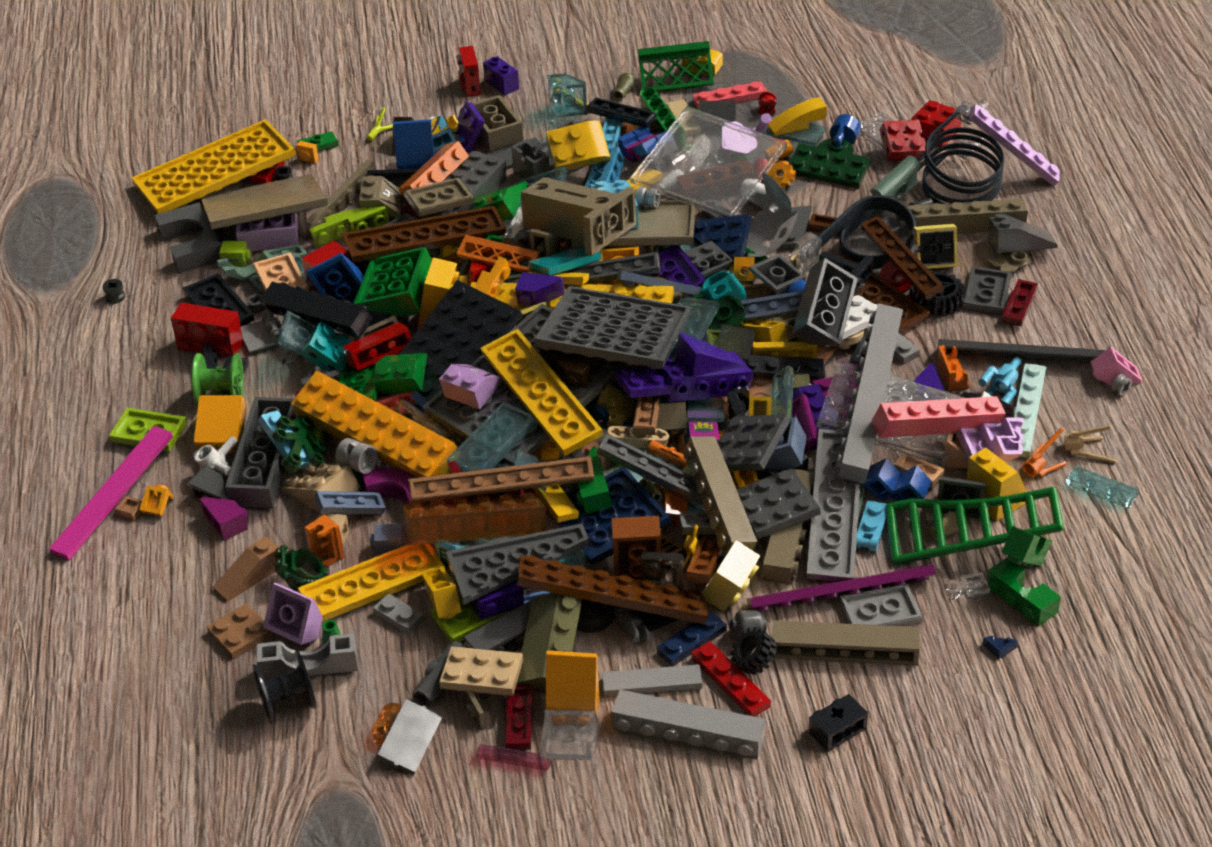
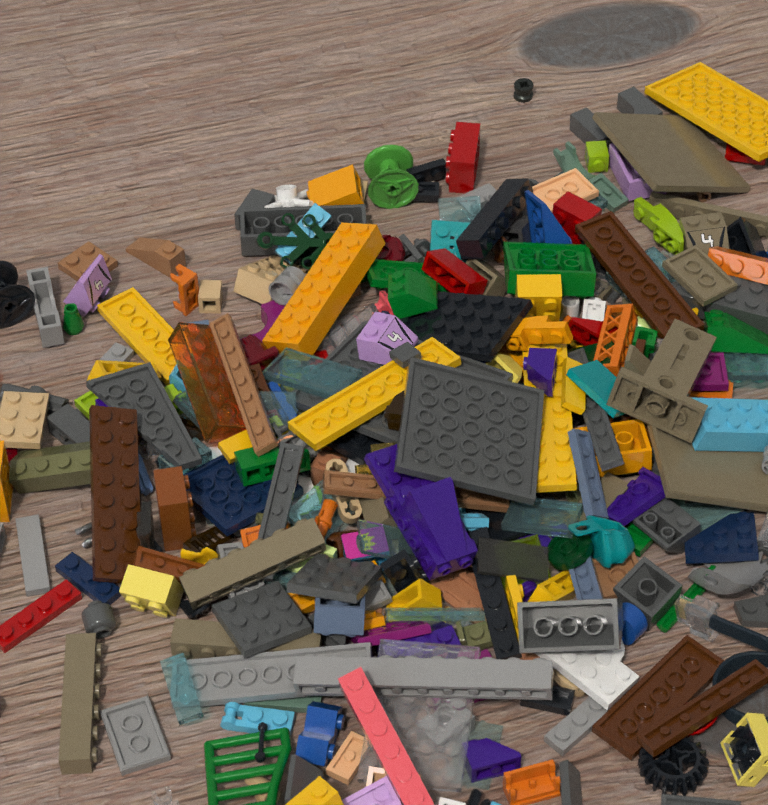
camera: 80 degrees right, 5 degrees up
(110, 493) = (246, 148): dark pink tile -> none
(128, 508) = (233, 166): medium nougat tile -> none
(137, 423) = (331, 152): lime plate -> none
(155, 500) = (240, 176): light orange bracket -> none
(216, 293) = (519, 160): black plate -> none
(224, 516) = (219, 224): magenta slope -> none
(283, 173) = (745, 167): black bush -> none
(288, 562) = (158, 266): dark green piece -> none
(349, 502) = (239, 299): sand blue plate -> none
(504, 362) = (402, 354): none -> dark grey tile
(740, 264) = (668, 560): light orange brick -> none
(746, 644) = (56, 622): black tyre -> none
(831, 590) = (155, 686): magenta plate -> none
(842, 564) = (181, 689): none -> clear light blue tile
(861, 271) = (673, 669): black bracket -> none
(925, 513) = (260, 756): none -> black hinge

